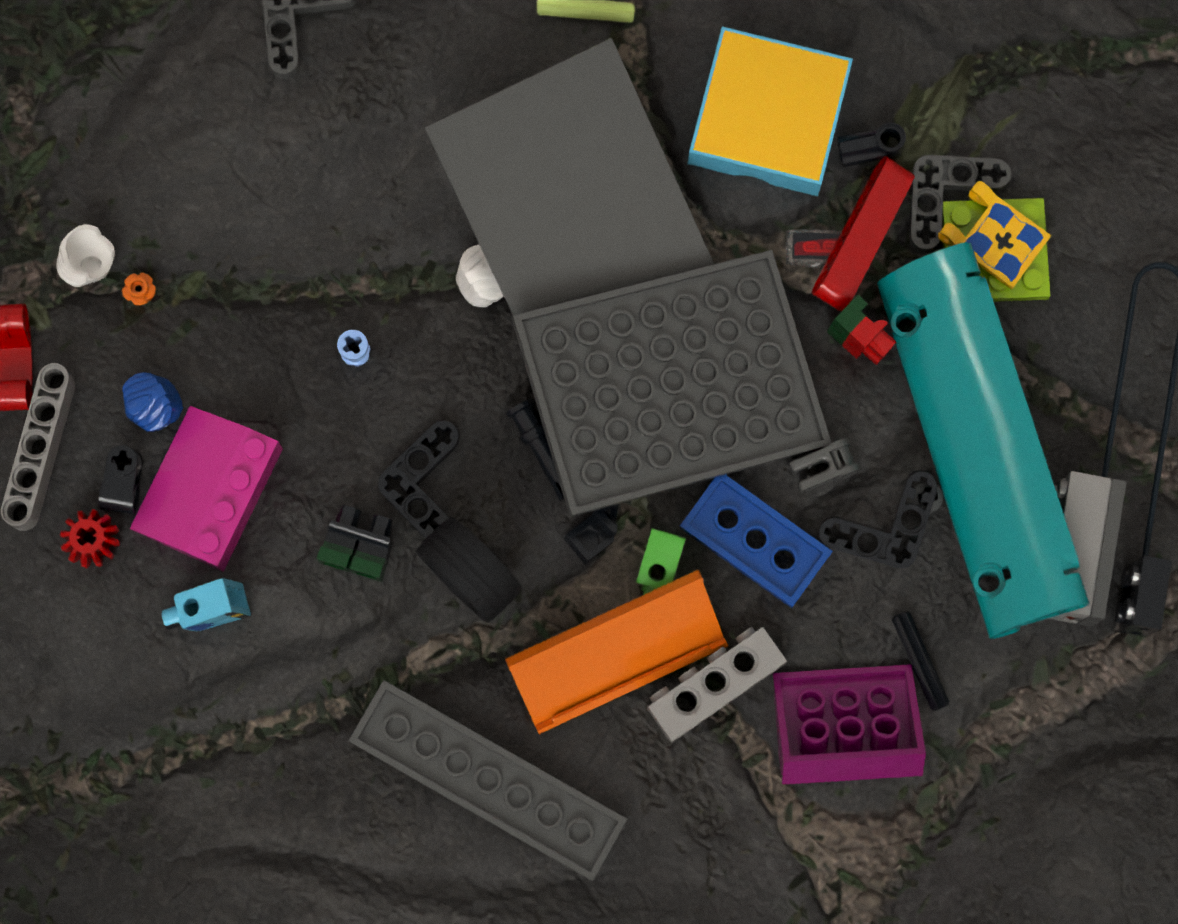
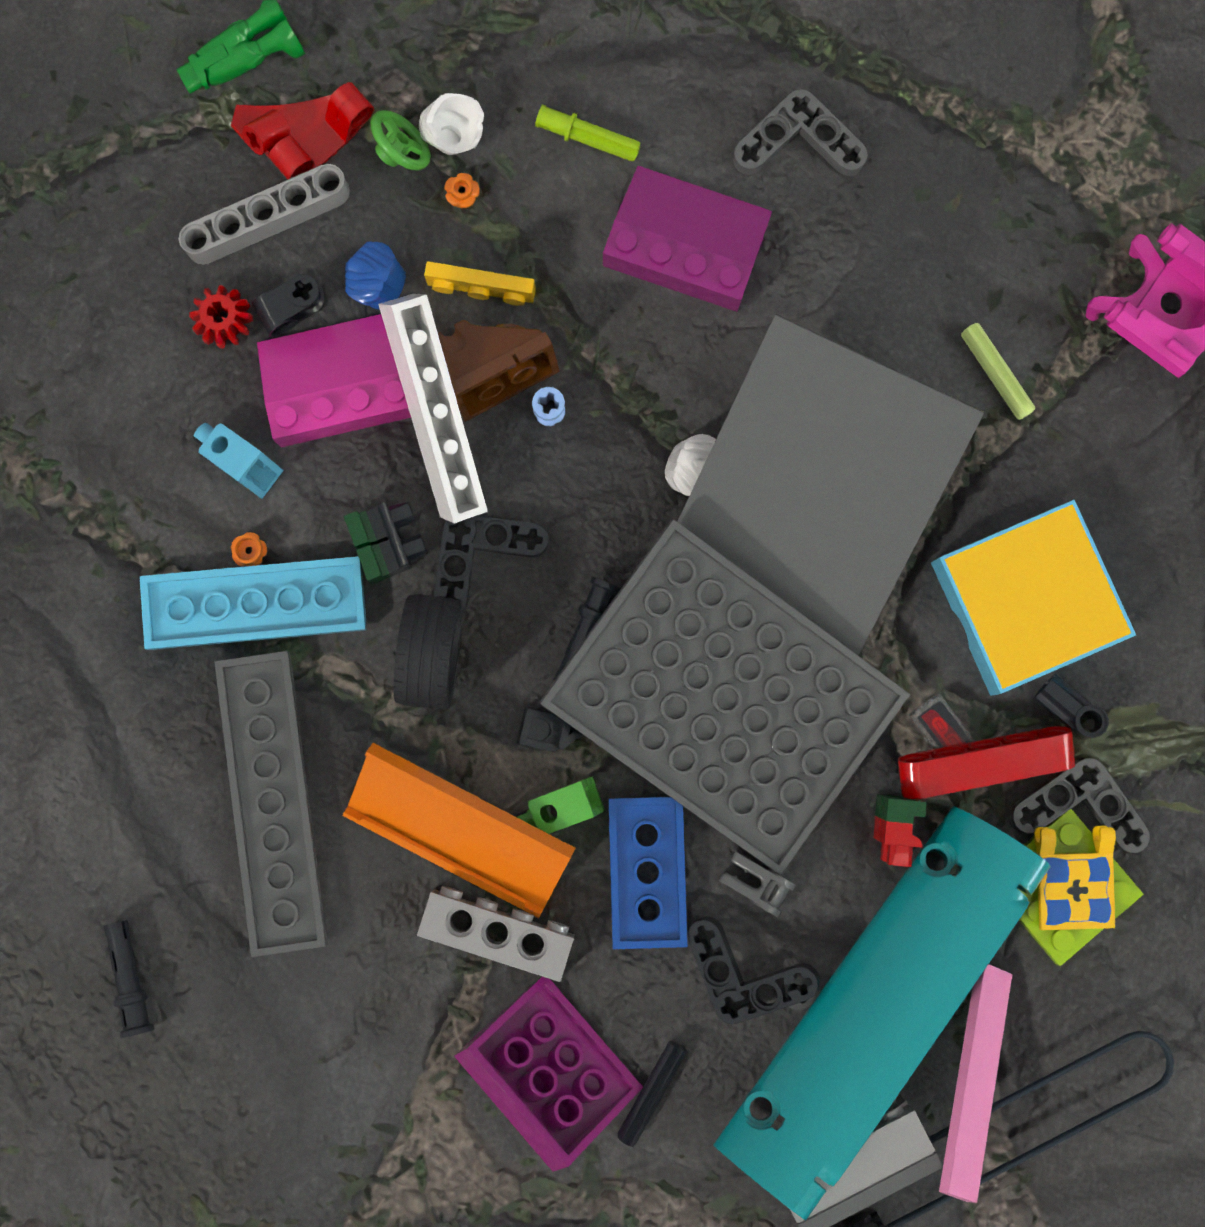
camera: 50 degrees right, 5 degrees up
(66, 309) = (395, 144): none -> bright green piece
(171, 165) = (587, 133): none -> lime axle
(221, 328) = (479, 283): none -> yellow plate
(286, 644) = (239, 548): none -> orange plate
(289, 363) = (495, 363): none -> reddish brown piece
(291, 426) = (433, 407): none -> white brick
(309, 153) = (686, 238): none -> magenta slope
(326, 680) = (252, 603): none -> medium azure plate
(1087, 416) = (975, 1085): none -> bright pink tile

